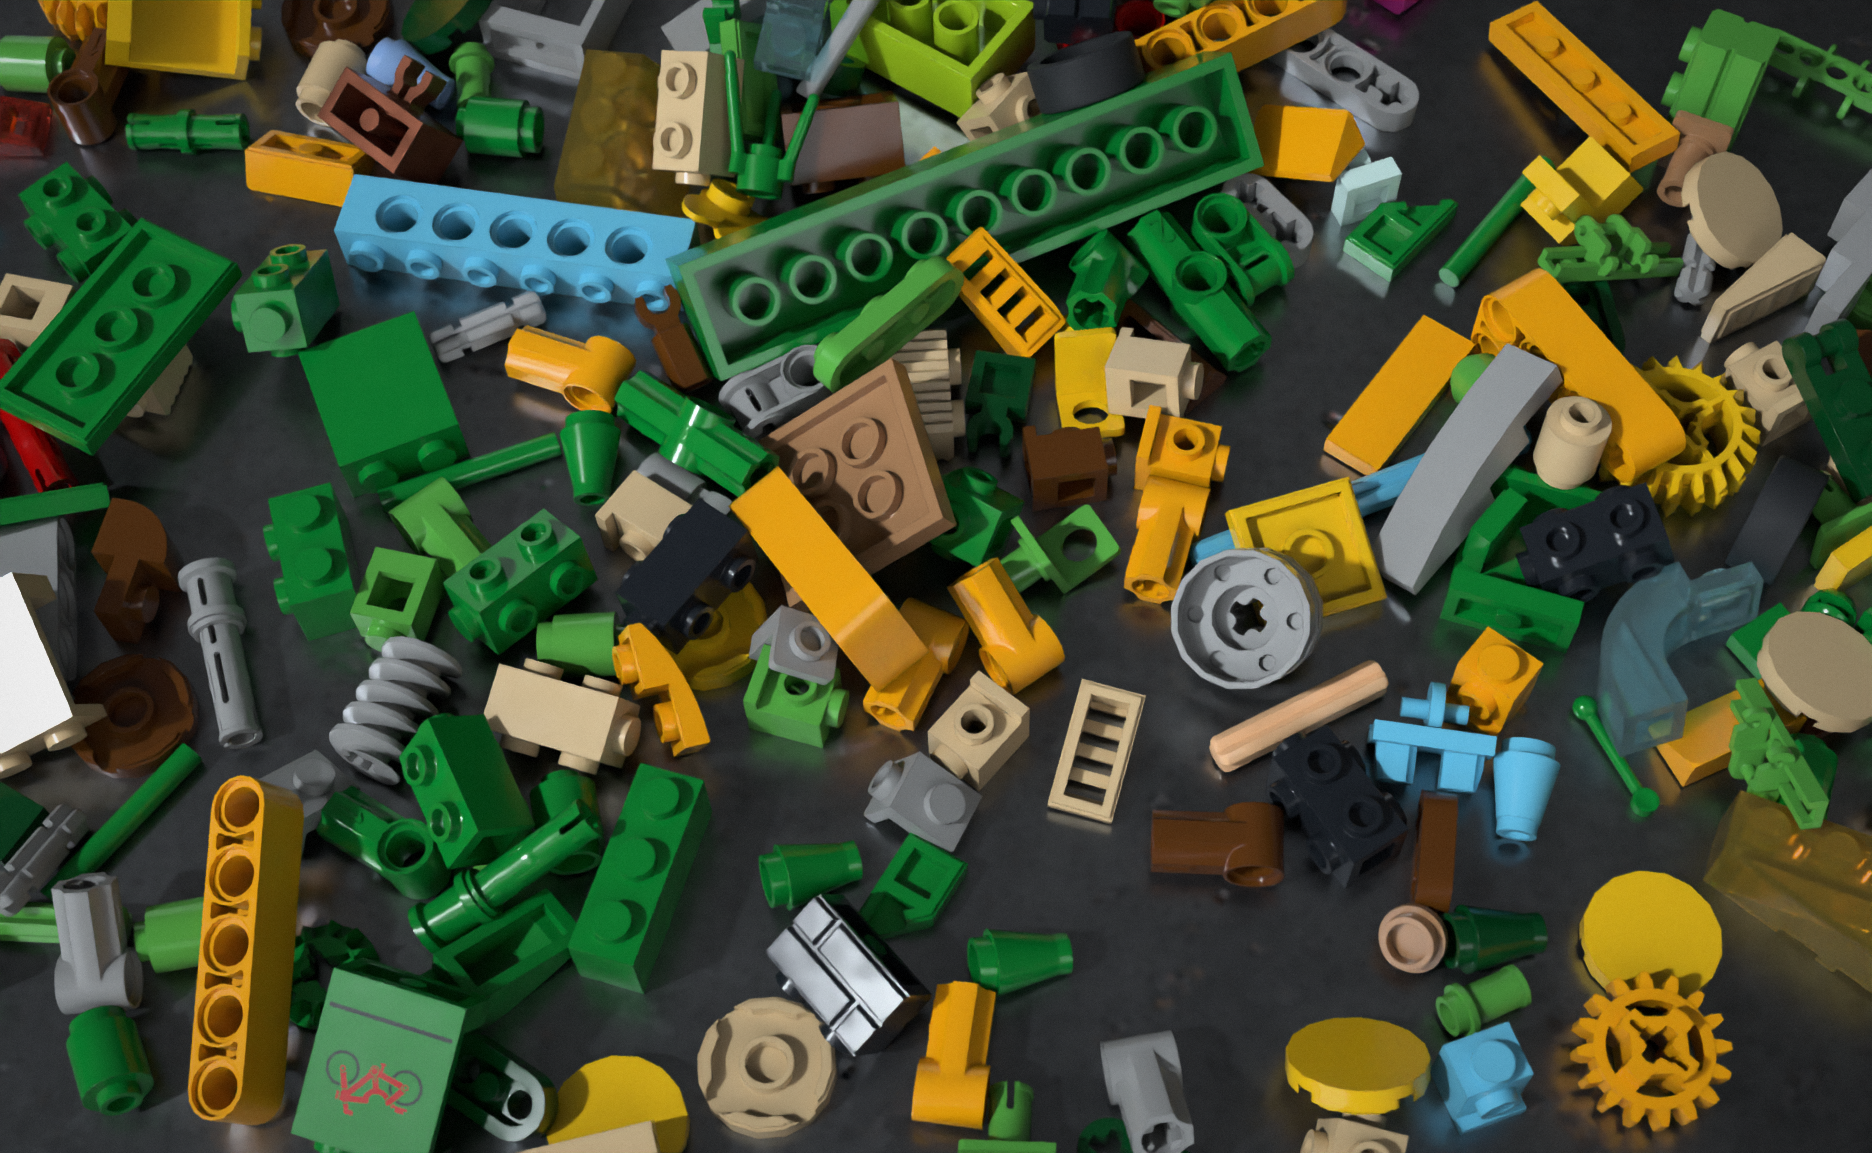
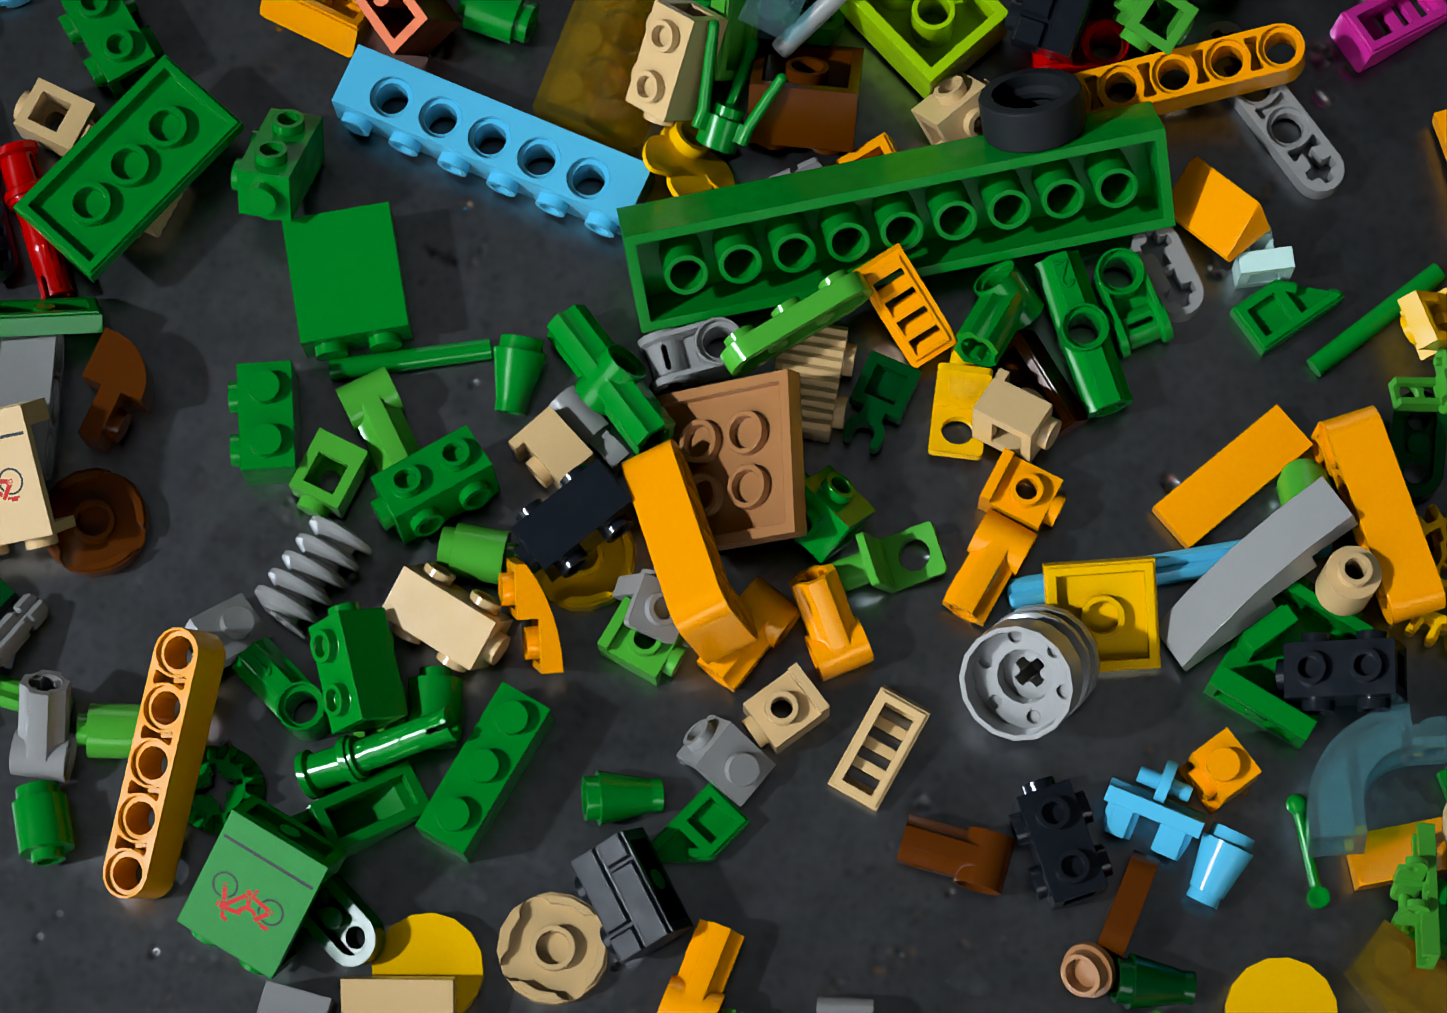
camera: 15 degrees right, 15 degrees up
(128, 817) = (75, 619): green bar -> none
(218, 627) = (176, 460): light grey pin -> none
(487, 326) = (450, 217): light grey axle -> none
(582, 372) = (526, 287): light orange piece -> none
(675, 344) = (610, 283): reddish brown bar -> none
(1016, 959) = (768, 911): green cone -> none
(1067, 466) = (923, 481): reddish brown brick -> none
(1298, 714) = (1056, 755): light nougat axle -> none

